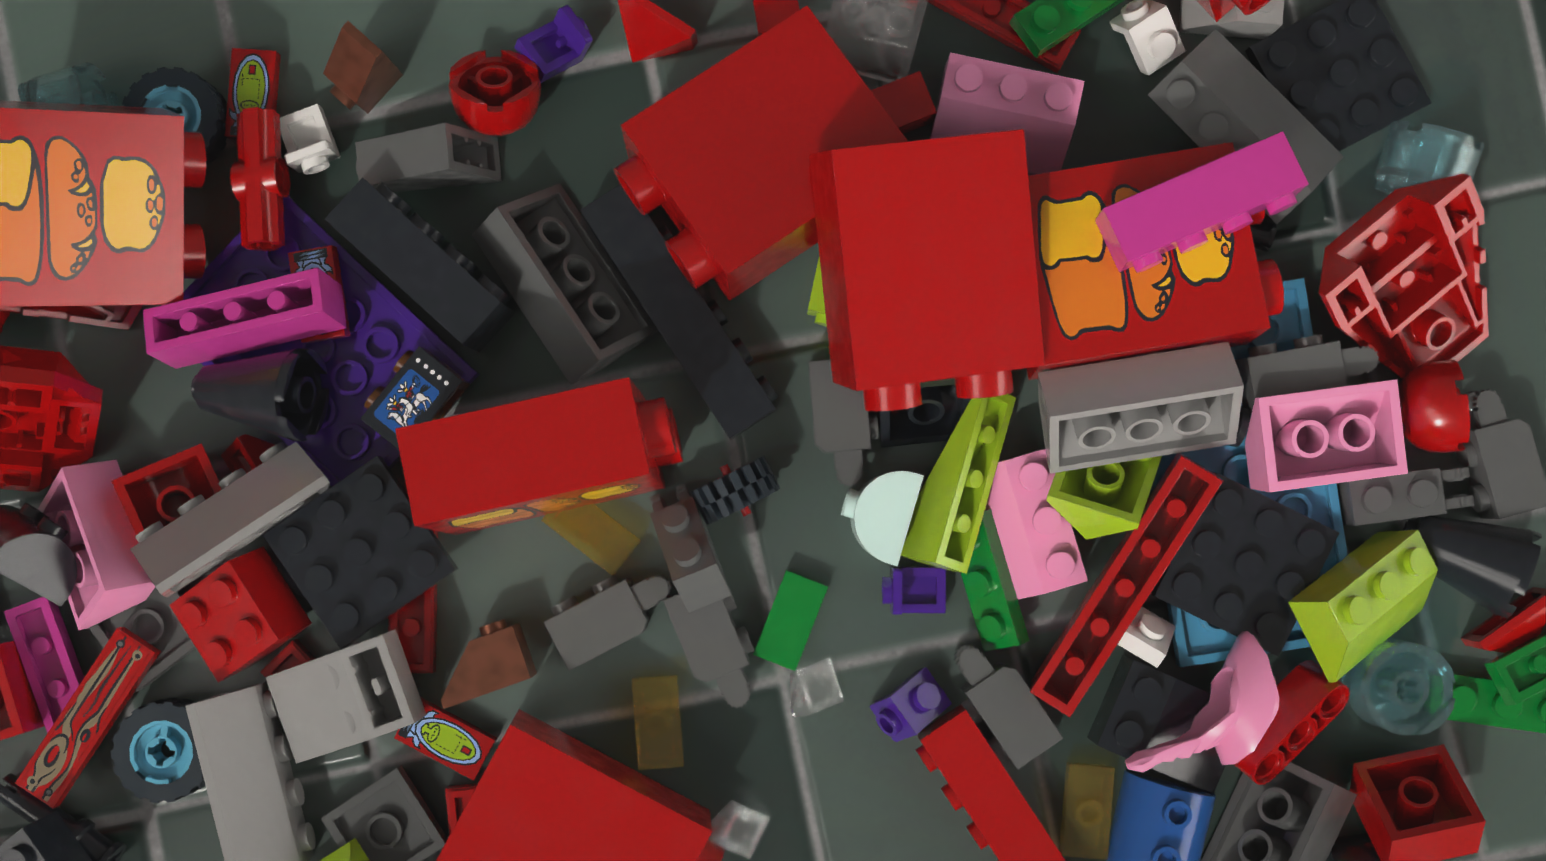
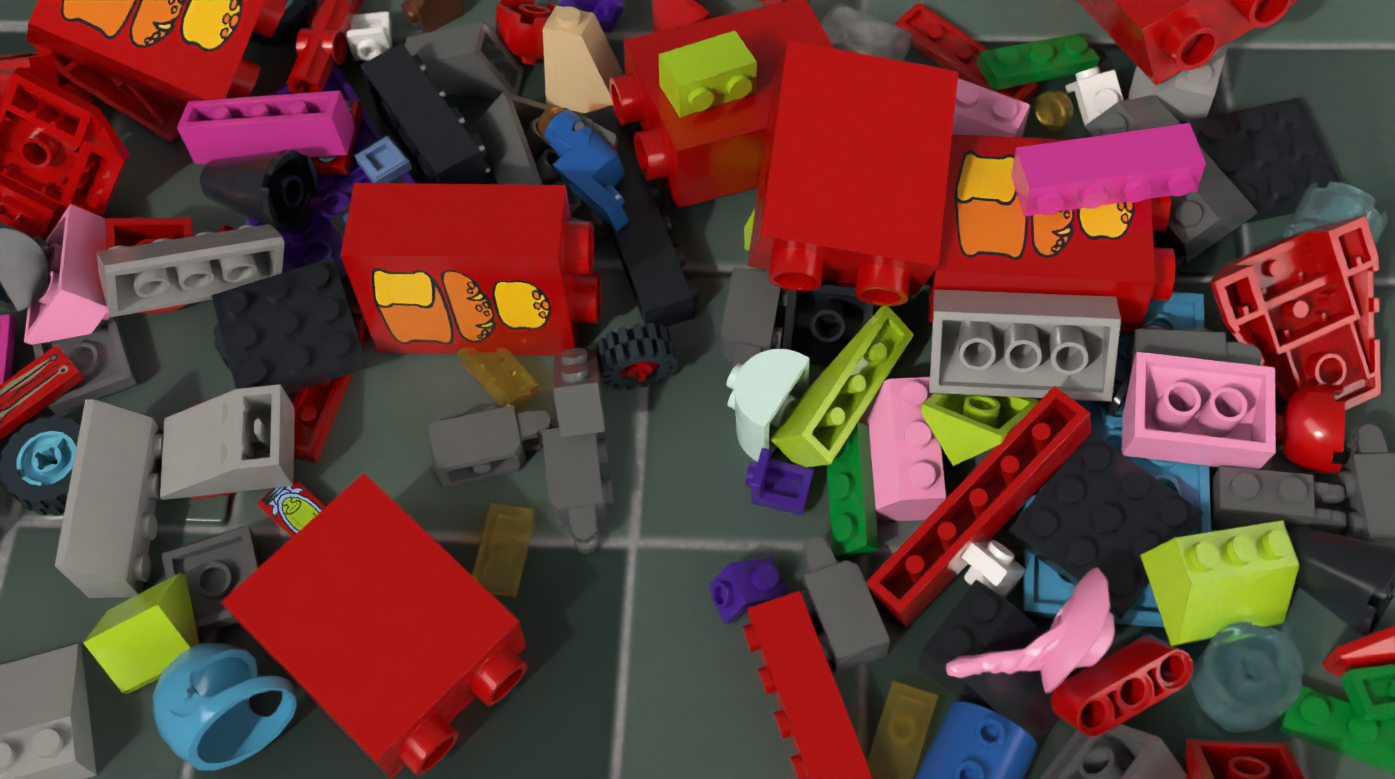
camera: 15 degrees right, 25 degrees down
(240, 613) = (165, 358): red brick -> none
(385, 313) = (383, 161): none -> medium blue tile
(490, 663) = (367, 448): copper slope -> none
(571, 141) = (577, 61): none -> tan slope
(621, 273) = (587, 161): none -> blue plate
(736, 168) = (707, 73): none -> lime brick
(738, 828) = (549, 665): clear slope -> none
(790, 620) = (655, 489): green tile -> none
(813, 689) = (659, 554): clear slope -> none
(1105, 64) = (1053, 109): none -> clear yellow plate

